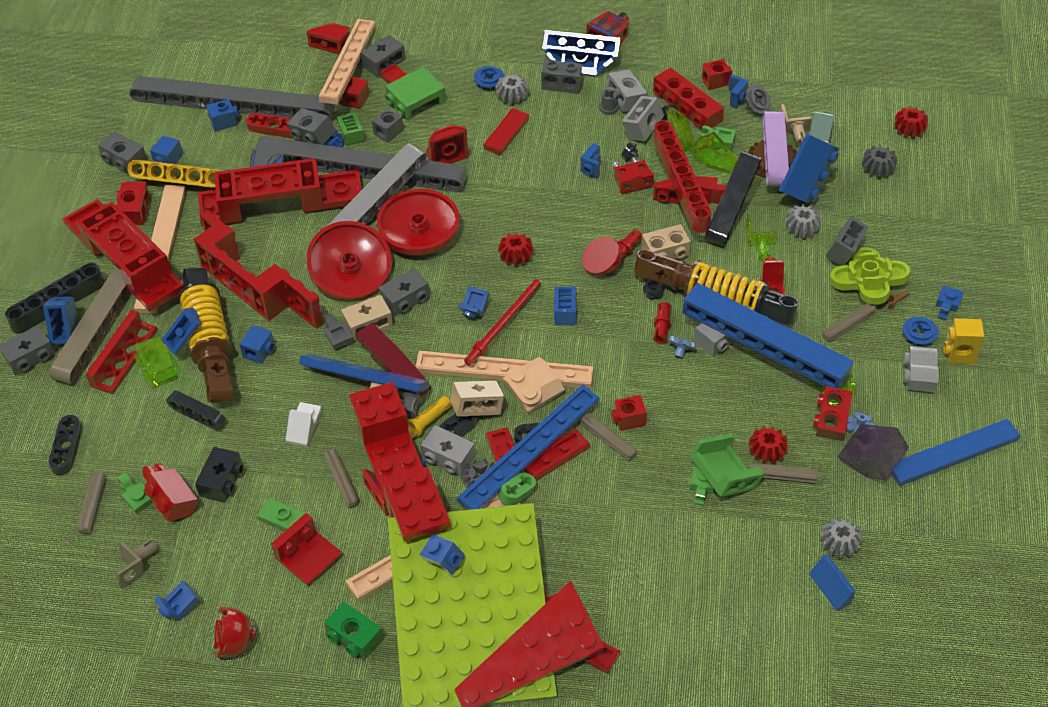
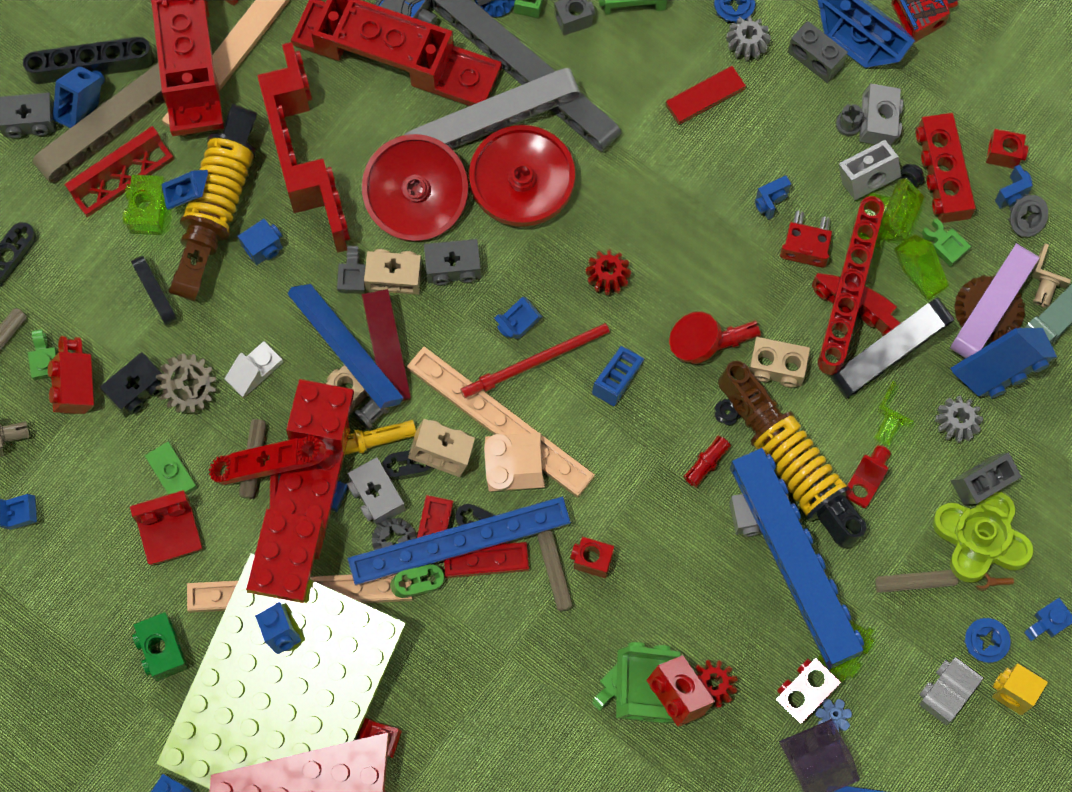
camera: 30 degrees right, 20 degrees up
(232, 632) = (44, 580): red cylinder -> none
(259, 452) = (188, 396): none -> dark tan gear
(366, 451) = (283, 457): none -> red piece
(448, 145) = (616, 87): red slope -> none
(629, 151) = (826, 206): black plate -> none
(682, 346) = (707, 504): medium blue plant -> none
(752, 453) = (680, 691): none -> red brick
(787, 472) = (720, 734): dark tan axle -> none

